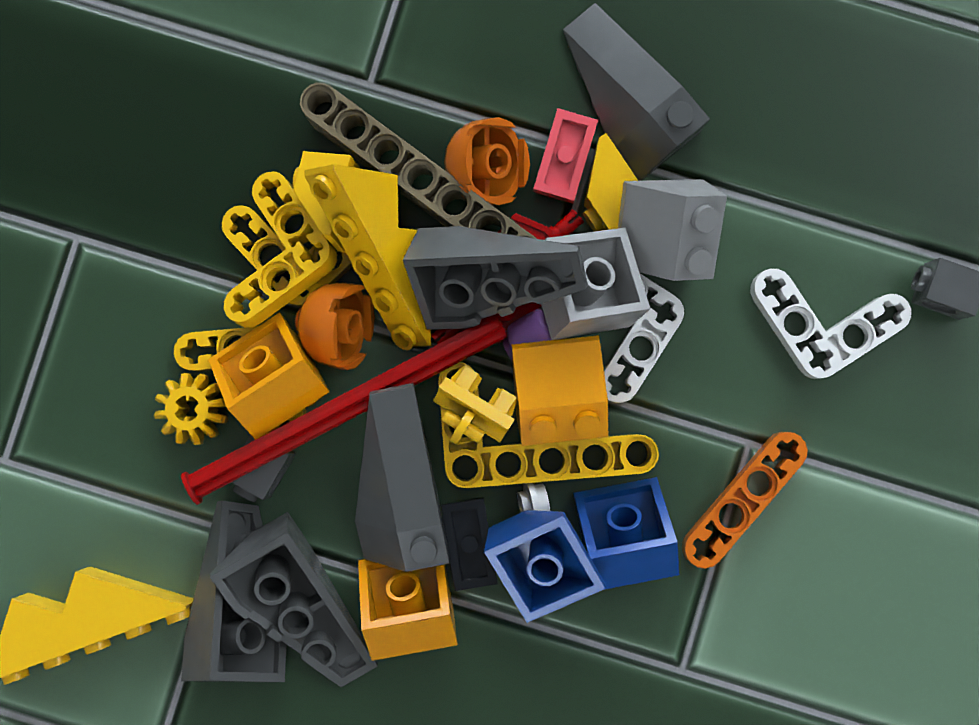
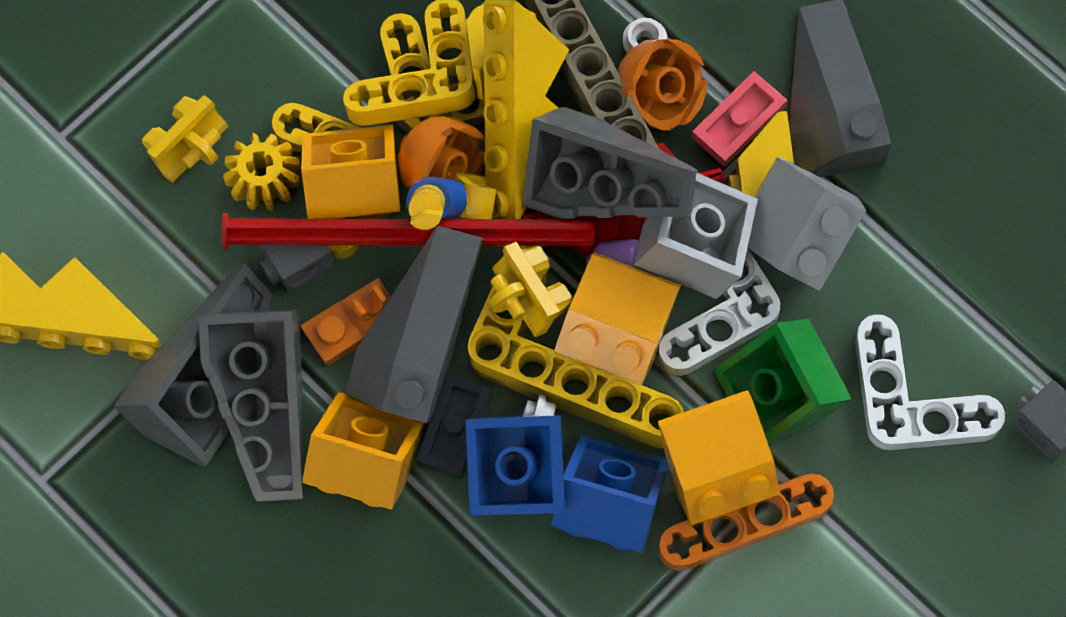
camera: 25 degrees right, 15 degrees down
(113, 412) = (188, 139): none -> yellow hips
(333, 498) = (345, 323): none -> orange plate
(357, 366) = (443, 198): none -> yellow piece
(443, 113) = (642, 28): none -> white plate
(705, 468) = (718, 458): none -> light orange slope
(718, 370) = (786, 377): none -> green slope

